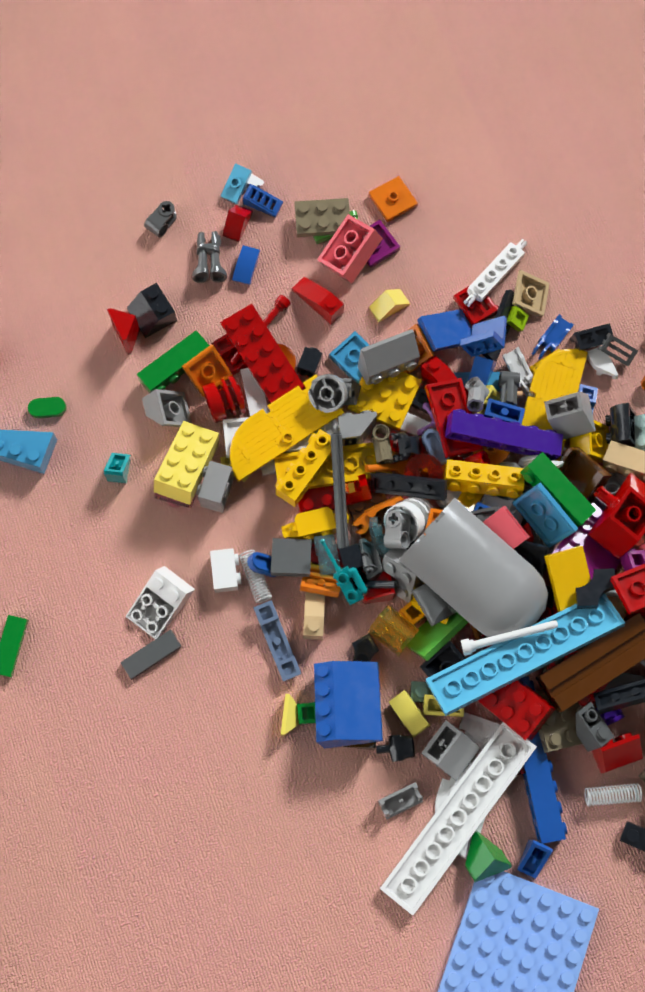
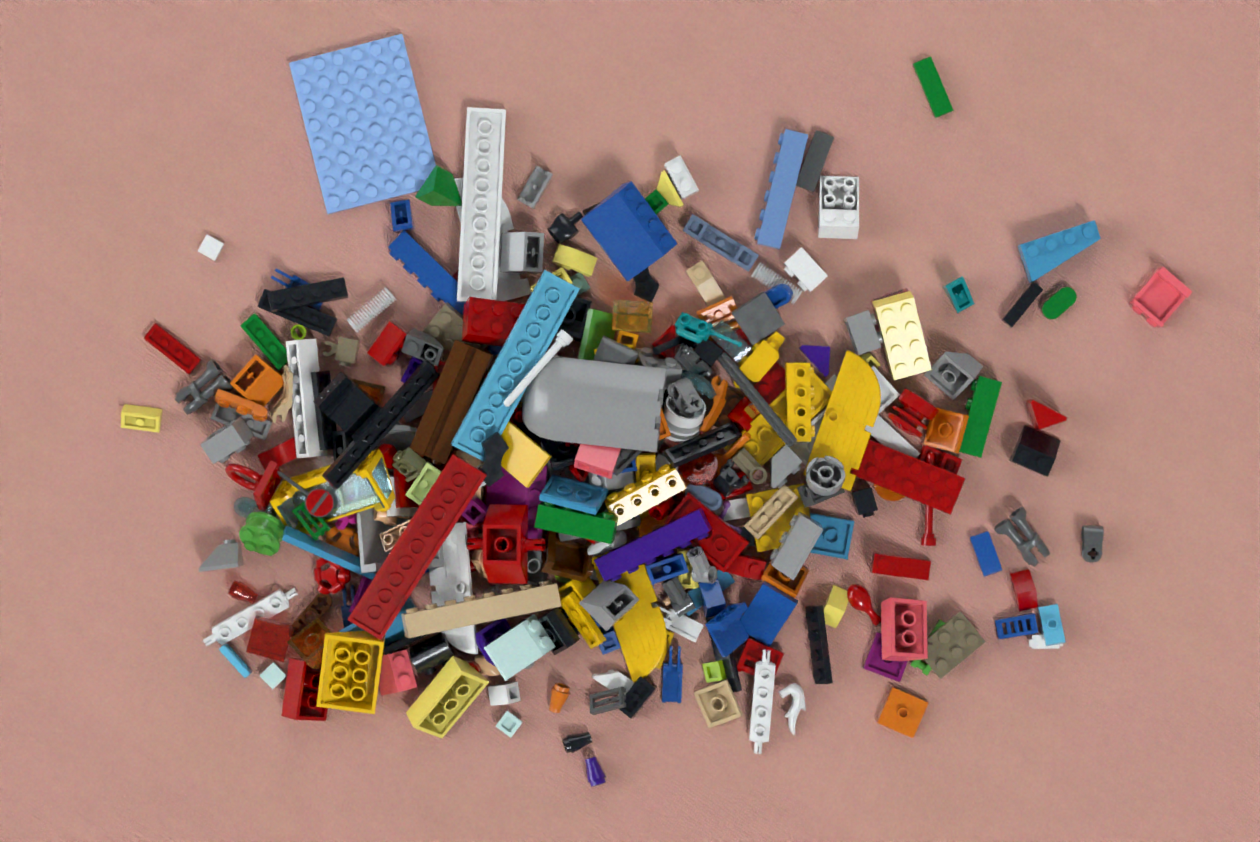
camera: 150 degrees right, 15 degrees up
(76, 425) = (1022, 304): none -> black piece
(194, 649) = (782, 189): none -> medium blue brick
(263, 495) = (818, 356): none -> dark purple slope
(271, 718) = (681, 177): none -> white brick
(366, 294) = (860, 600): none -> red piece
(391, 400) = (770, 511): none -> tan tile
(422, 284) = (818, 644): none -> black plate
(468, 255) = (797, 704): none -> white piece
(600, 416) = (582, 620): none -> yellow tile

